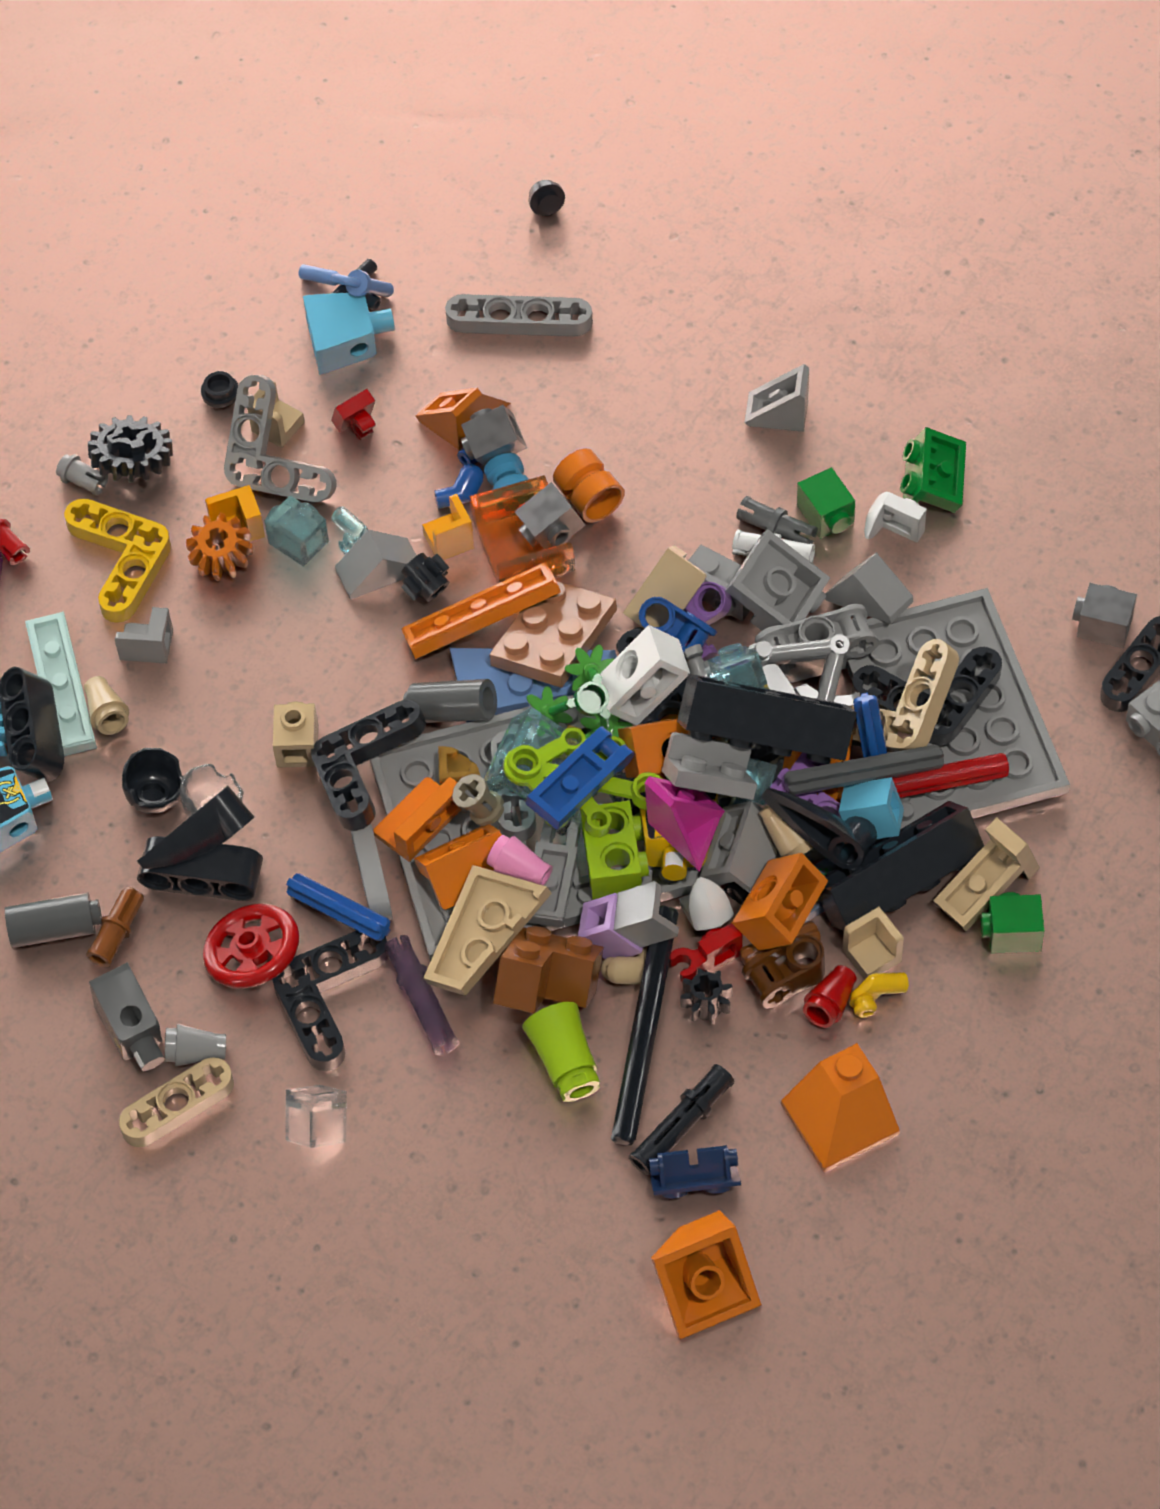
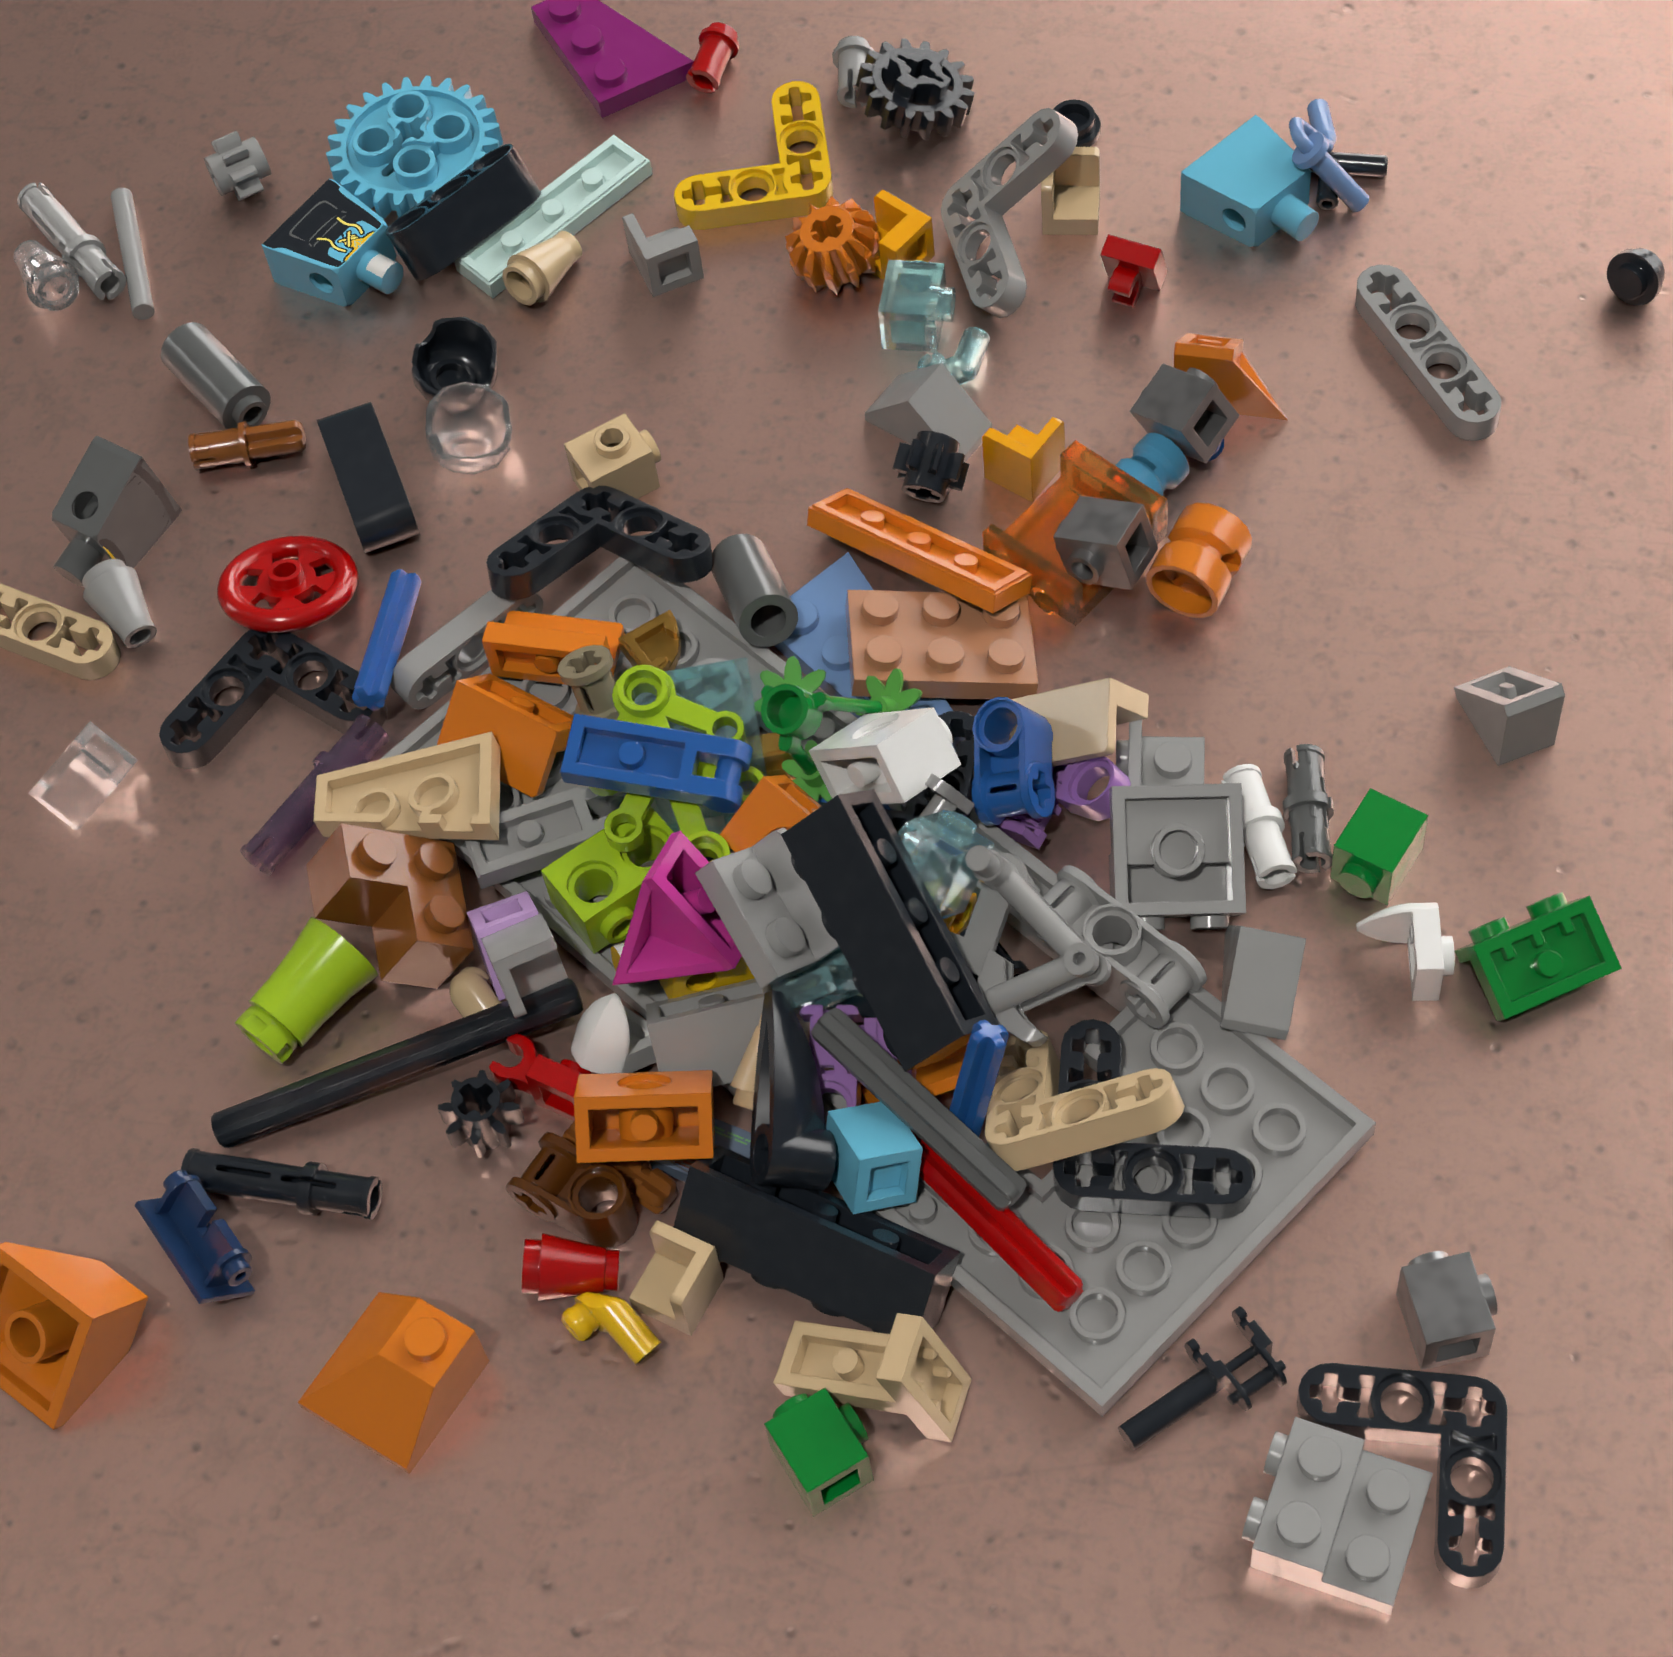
camera: 65 degrees right, 0 degrees up
(200, 832) = (393, 438): black piece -> none
(466, 485) = (1108, 438): blue arm -> none
(517, 860) = (520, 774): bright pink cone -> none
(1077, 735) = (1207, 1383): none -> black piece

